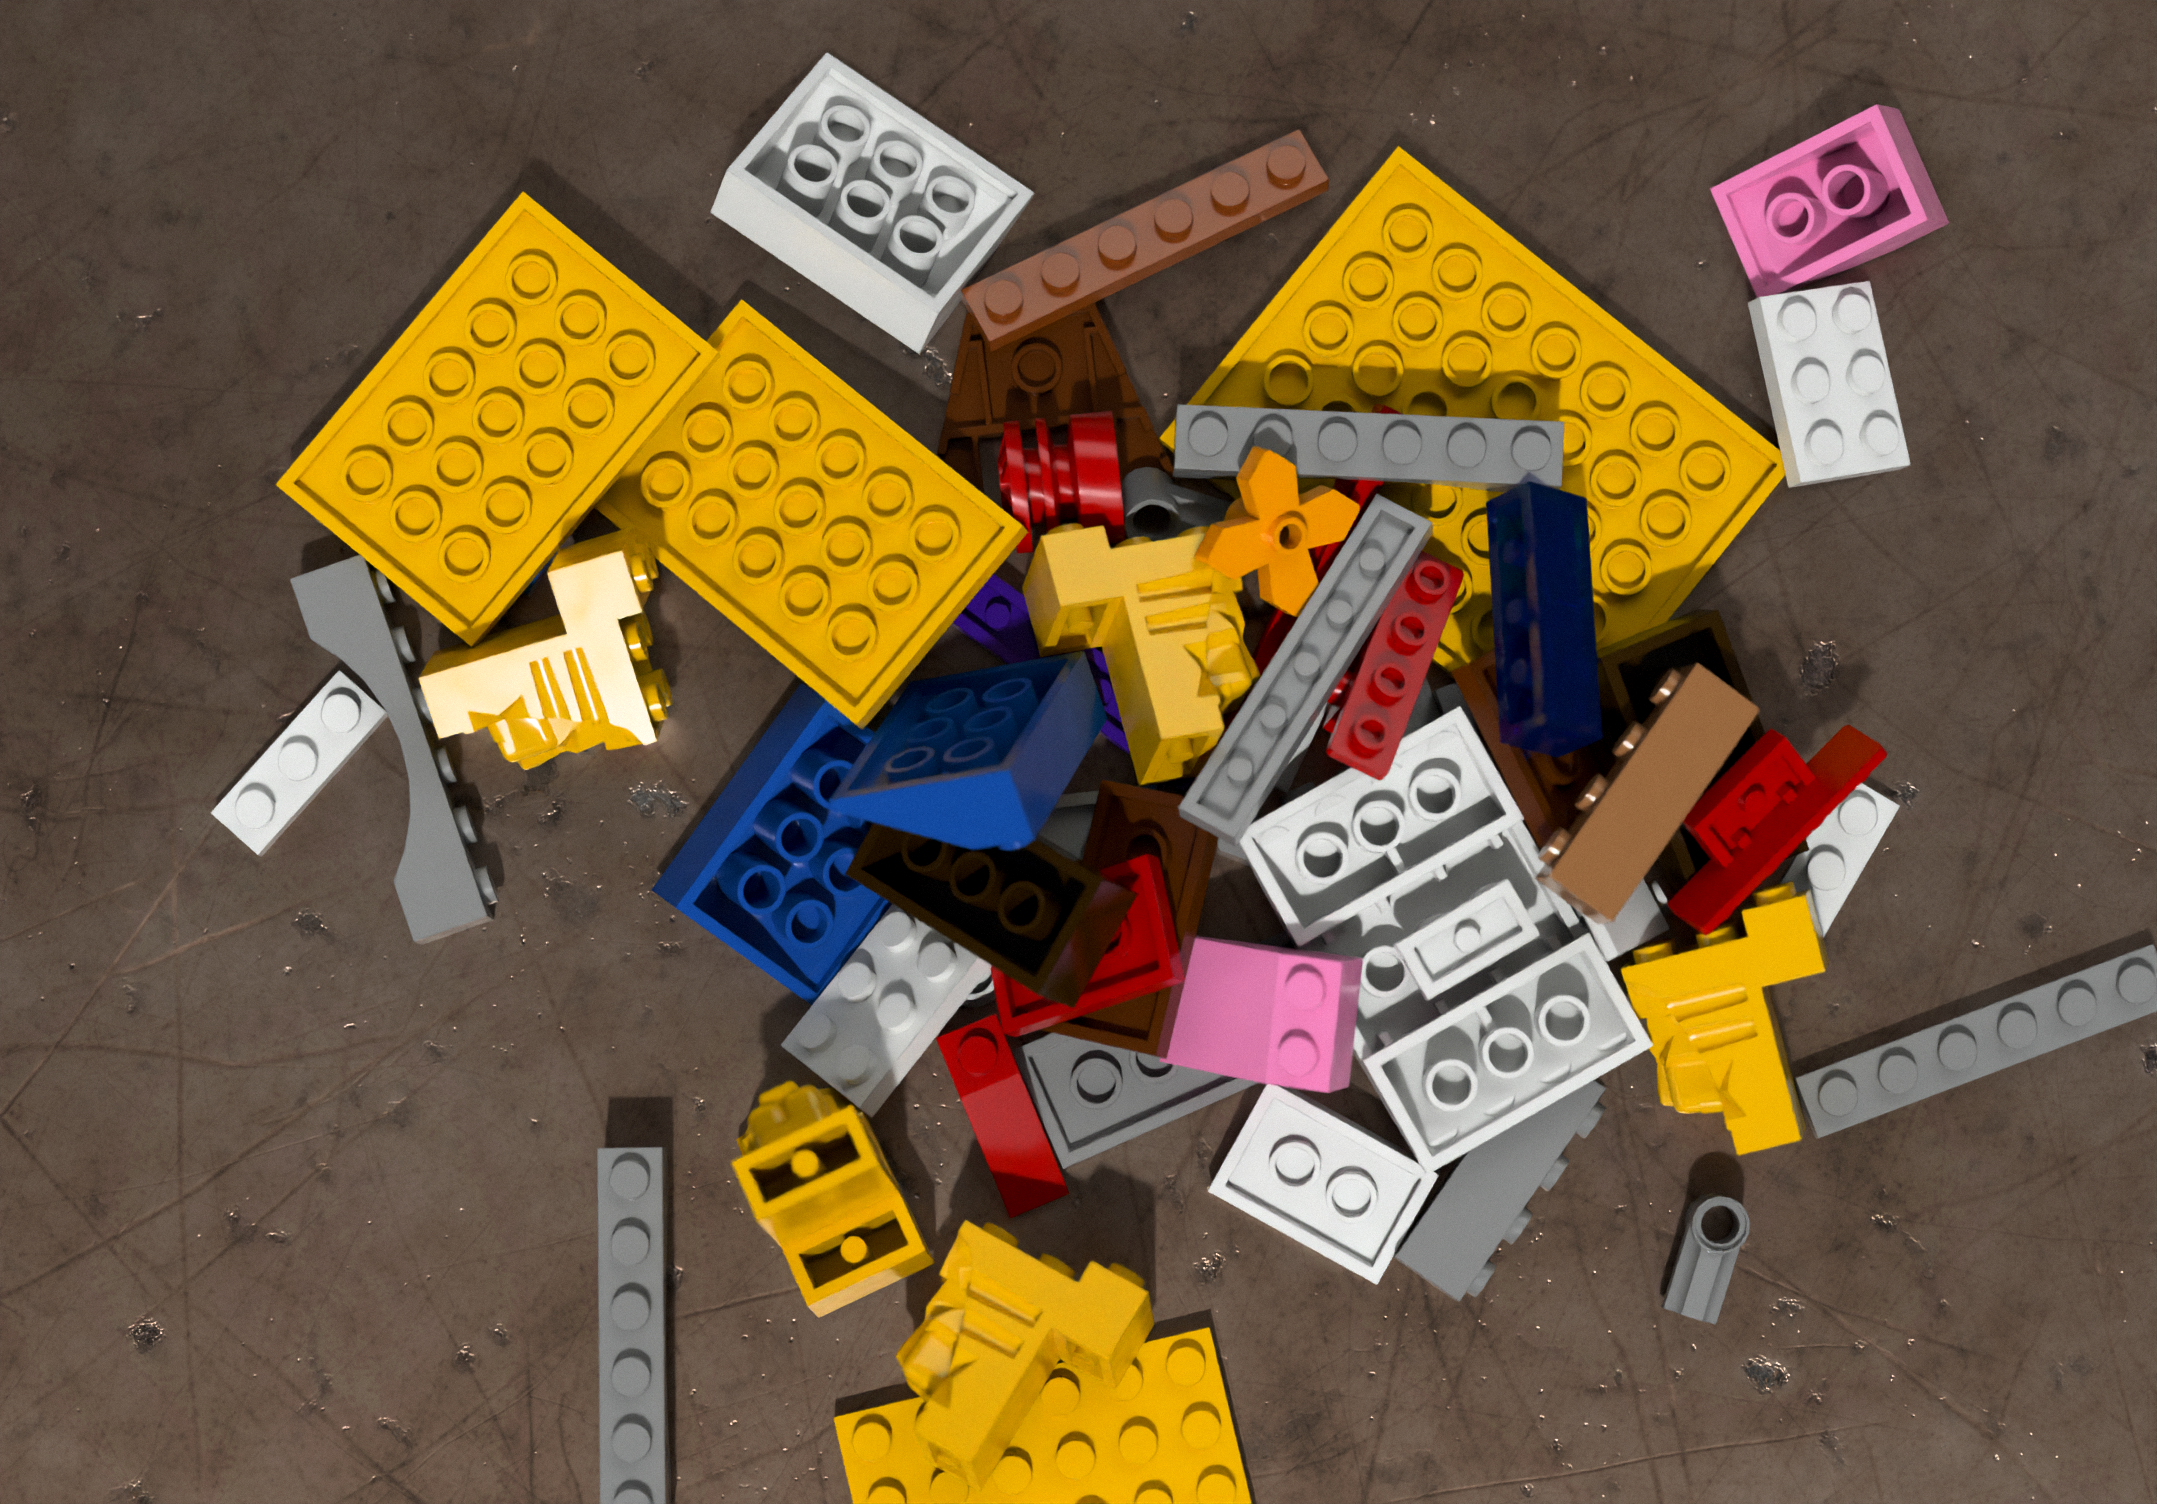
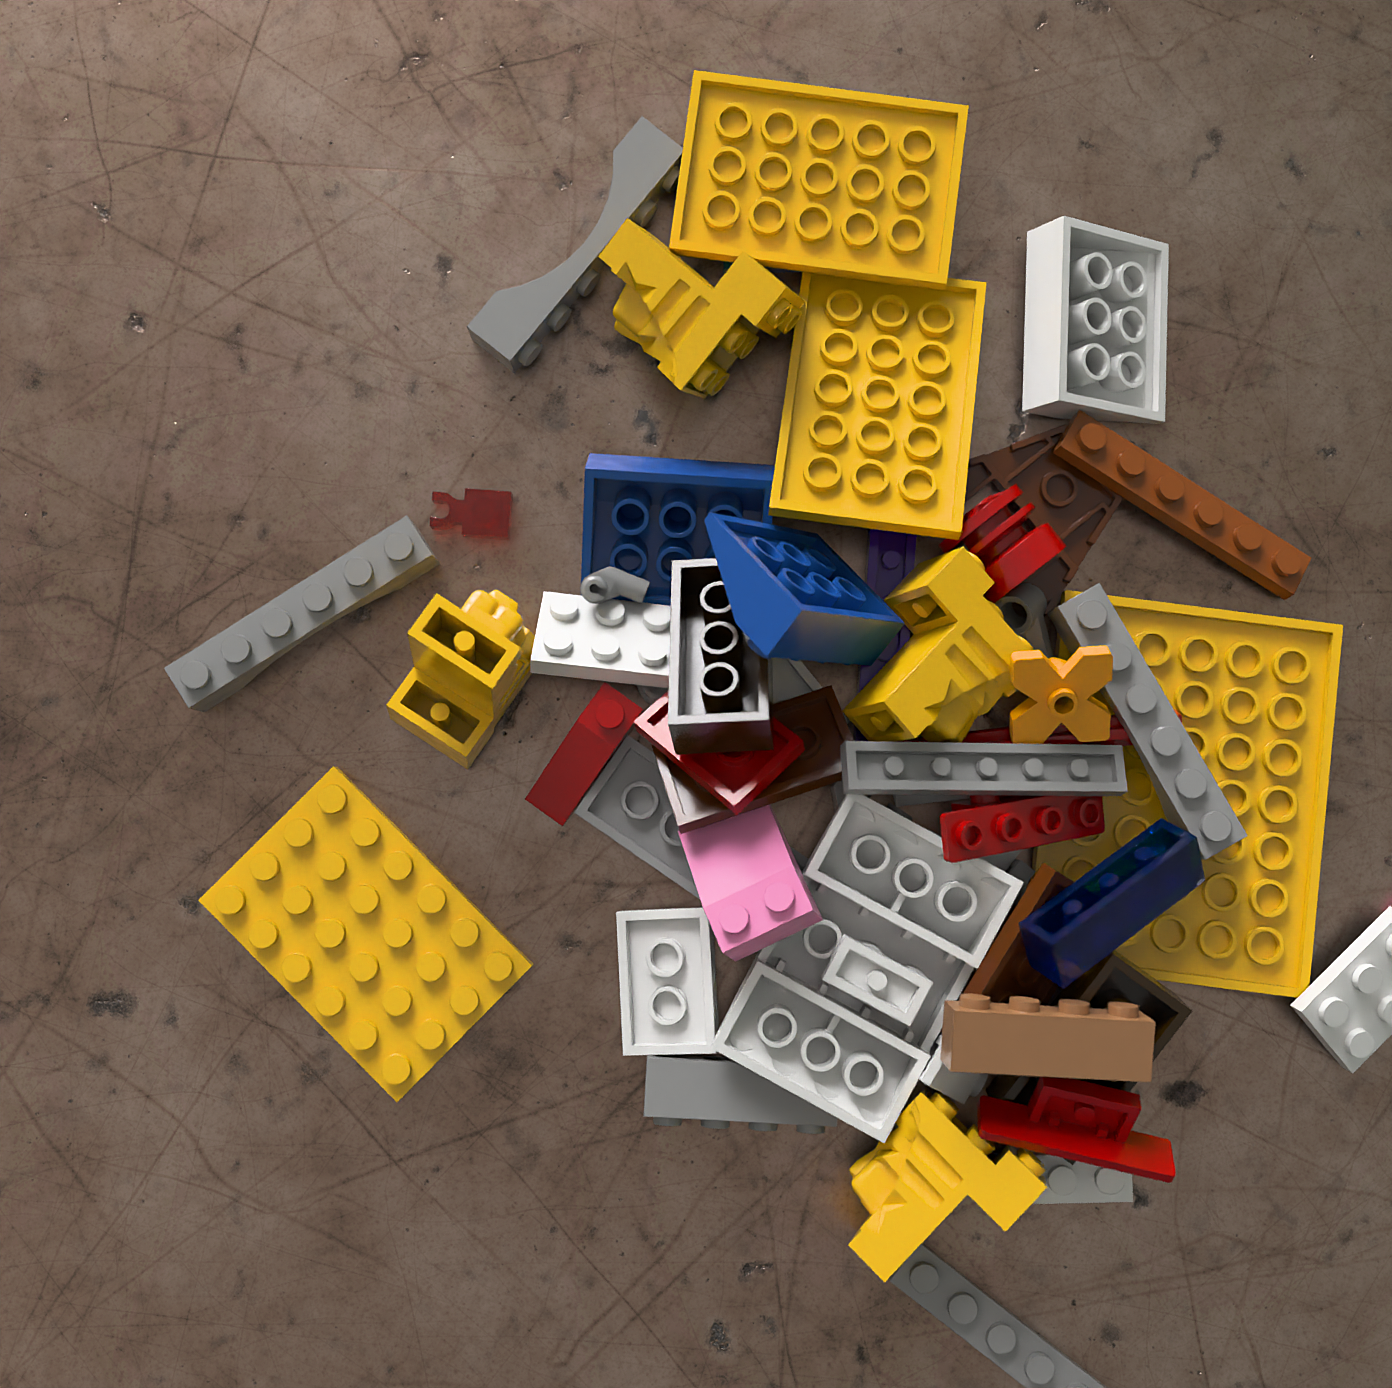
camera: 55 degrees right, 0 degrees up
(300, 763) = (534, 198): white plate -> none
(640, 1062) = (481, 513): none -> clear red plate
(823, 959) = (611, 583): none -> light grey arm
(999, 1336) = (440, 837): yellow brick -> none
(1705, 1265) = (763, 1257): light grey piece -> none

